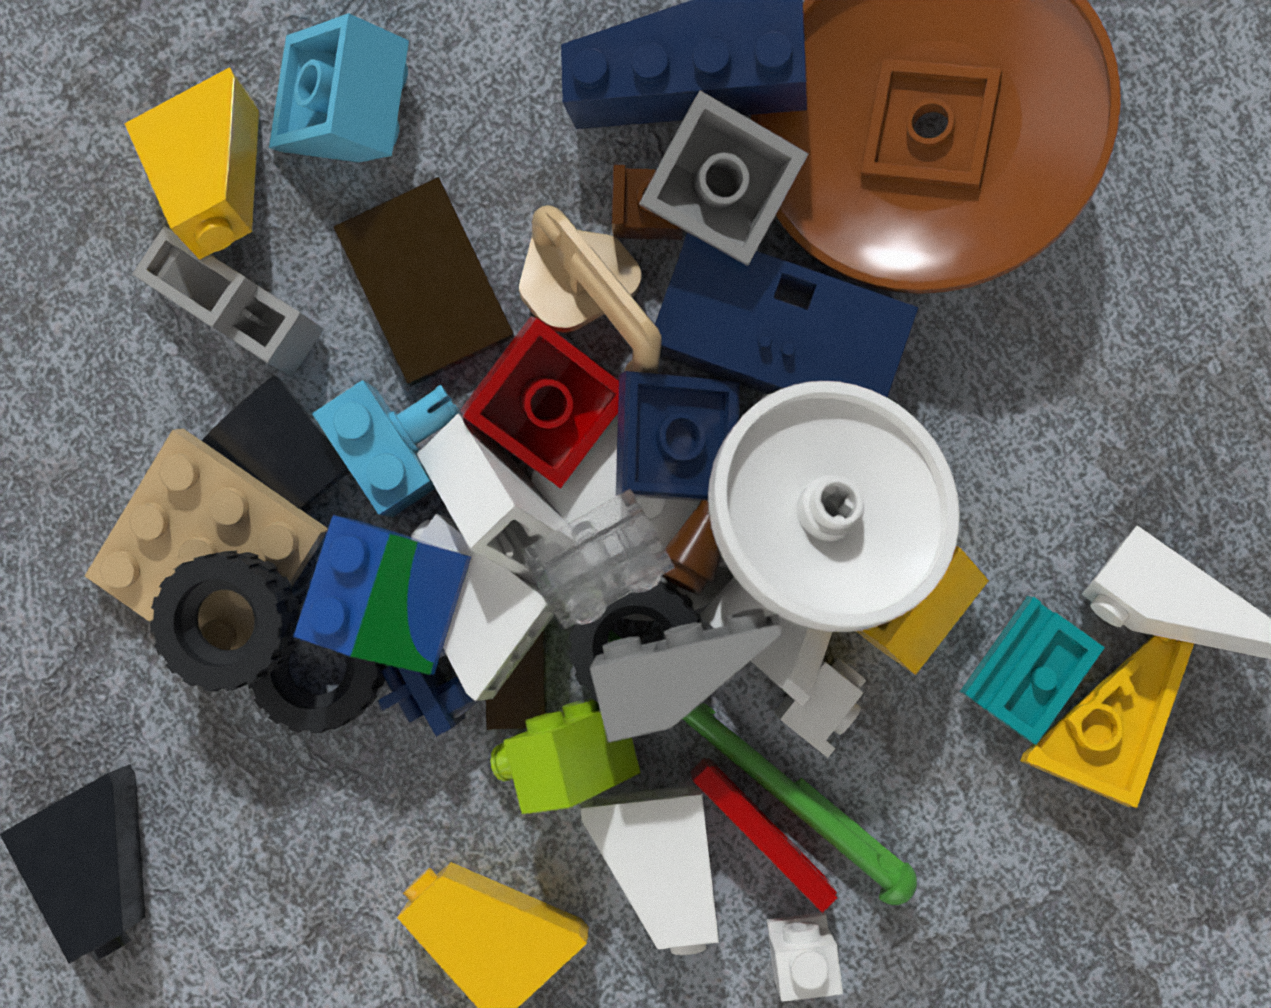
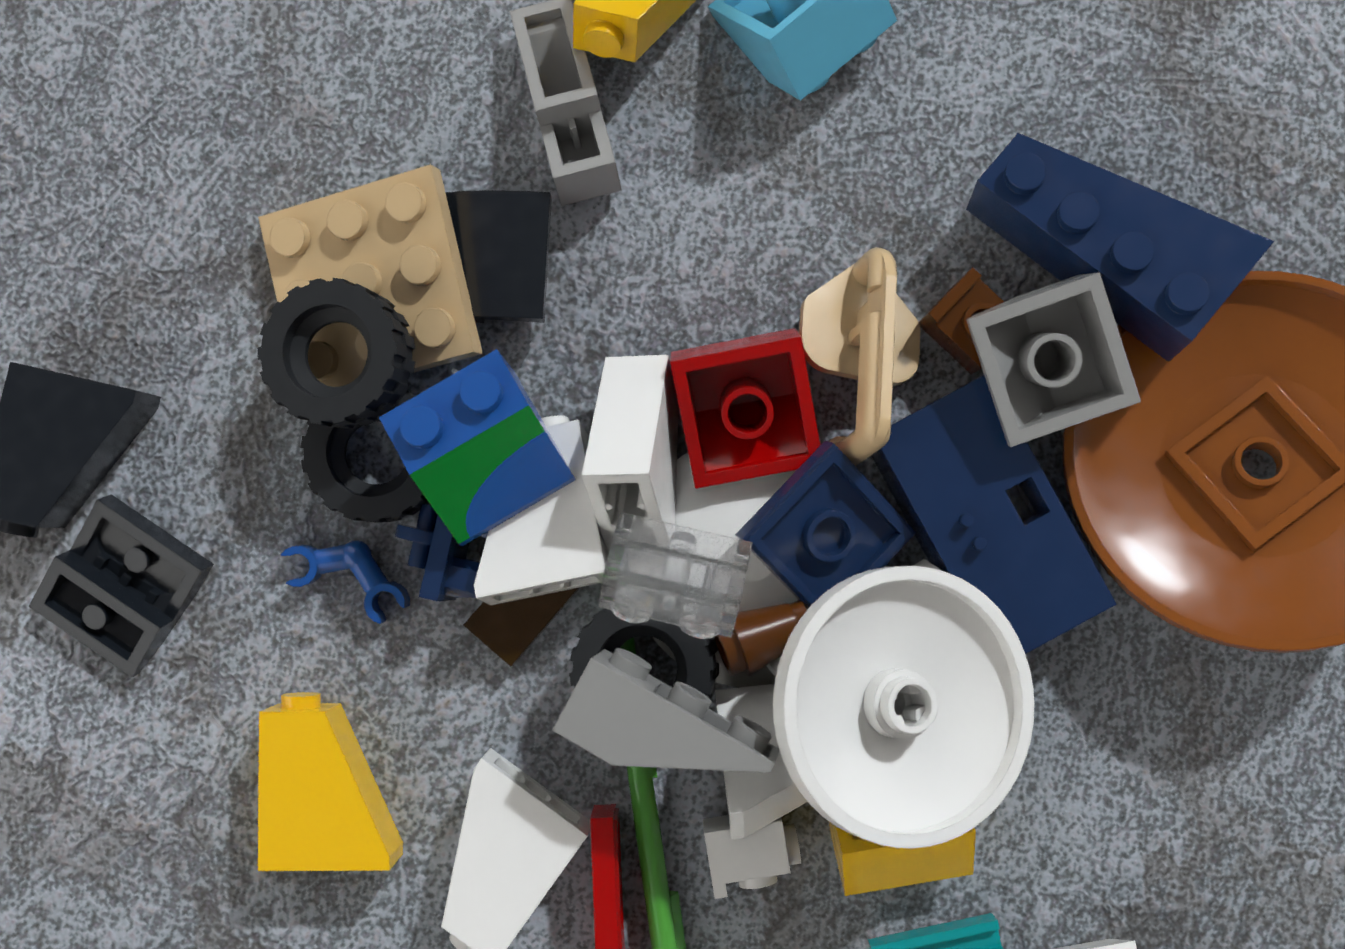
camera: 45 degrees right, 0 degrees up
(221, 920) = (121, 585): none -> black slope
(372, 750) = (357, 558): none -> blue arm
(384, 445) = (585, 325): medium azure brick -> none
(424, 281) = (735, 223): dark brown tile -> none
(563, 759) = (503, 707): lime brick -> none

